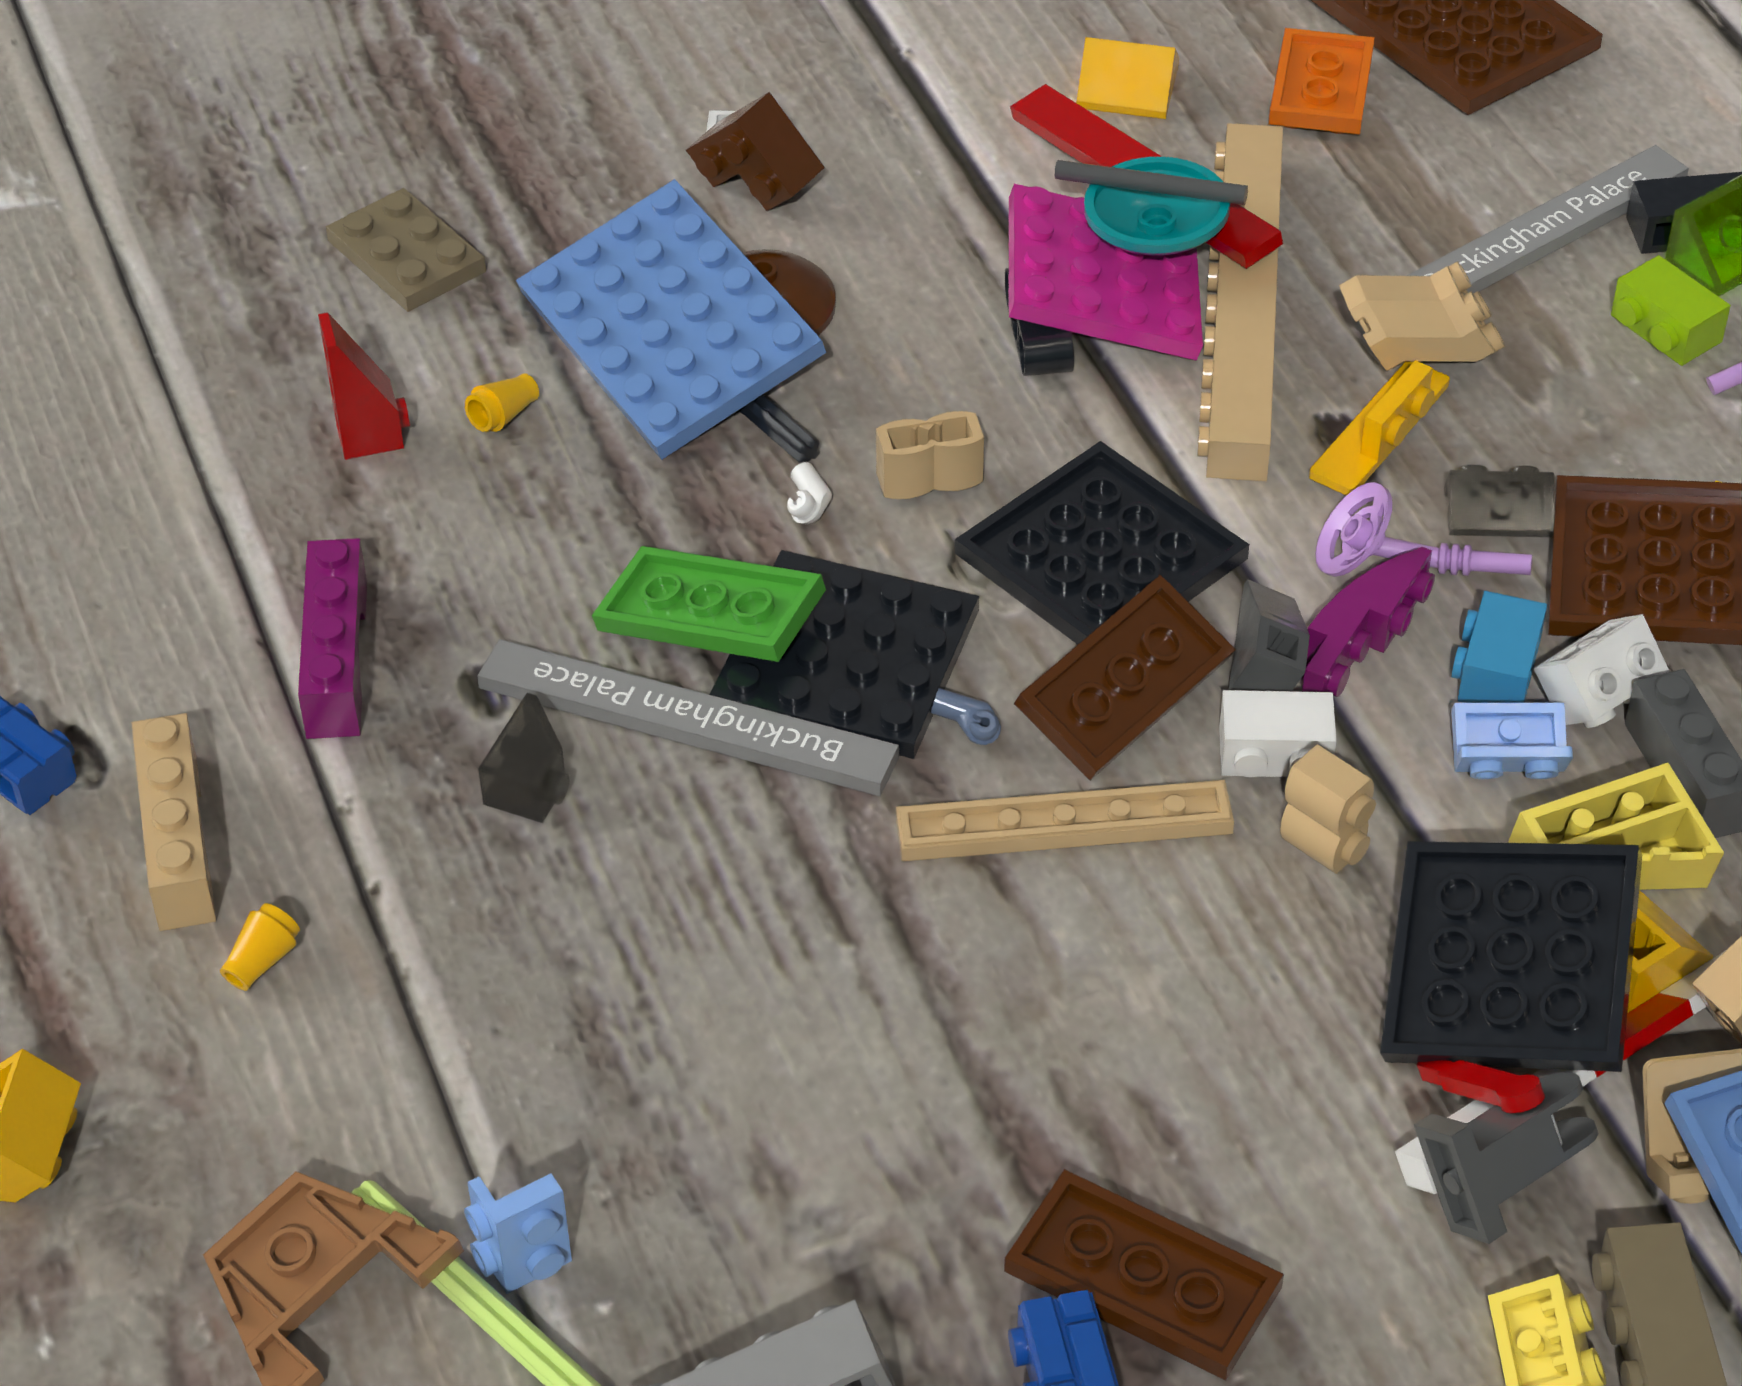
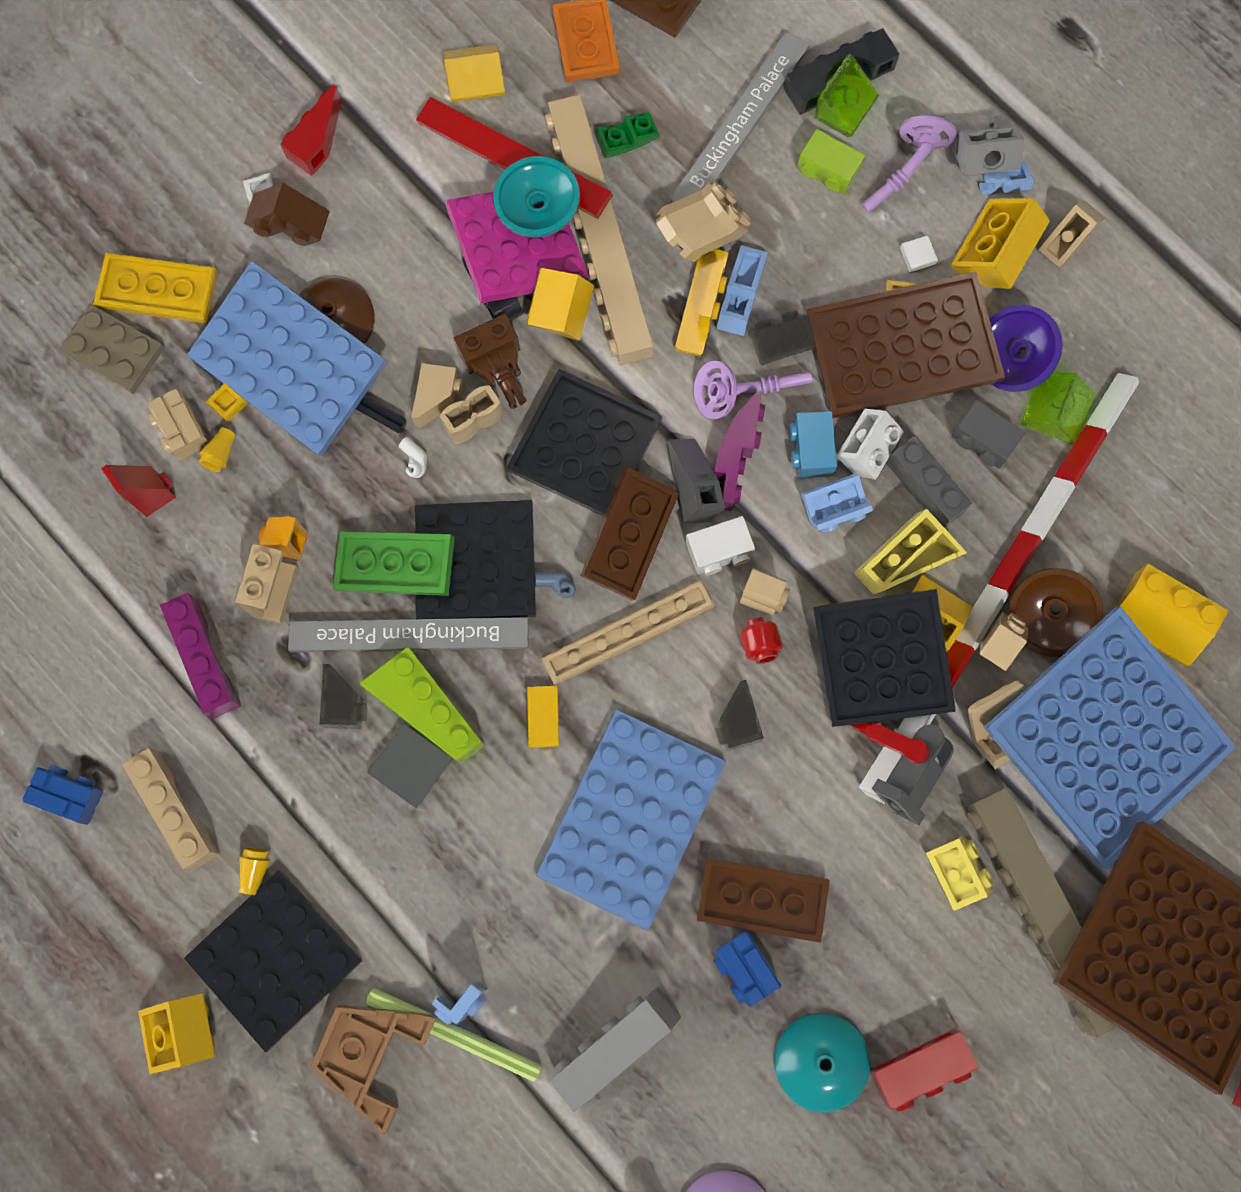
camera: 20 degrees left, 30 degrees up
(223, 1093) = (273, 960): none -> black plate
(456, 350) = (178, 424): none -> tan brick
(482, 565) = (266, 584): none -> tan panel
(512, 198) = (155, 287): none -> yellow tile
(546, 354) = (226, 402): none -> yellow tile
(550, 525) = (284, 535): none -> light orange slope
(599, 890) = (409, 765): none -> dark grey tile
(662, 801) = (418, 700): none -> lime wedge
(846, 83) = (313, 136): none -> red slope
(861, 891) = (543, 717): none -> yellow tile
(880, 401) = (434, 392): none -> tan slope
(950, 1086) = (631, 819): none -> medium blue plate
(1004, 388) = (491, 352): none -> reddish brown brick
(1142, 357) = (560, 303): none -> yellow slope
(1151, 182) = (529, 184): dark grey bar -> none
(1208, 991) = (739, 721): none -> clear smoke slope
(1297, 886) = (761, 641): none -> red head
(1353, 205) = (631, 134): none -> green slope
(1452, 429) = (742, 290): none -> light blue slope

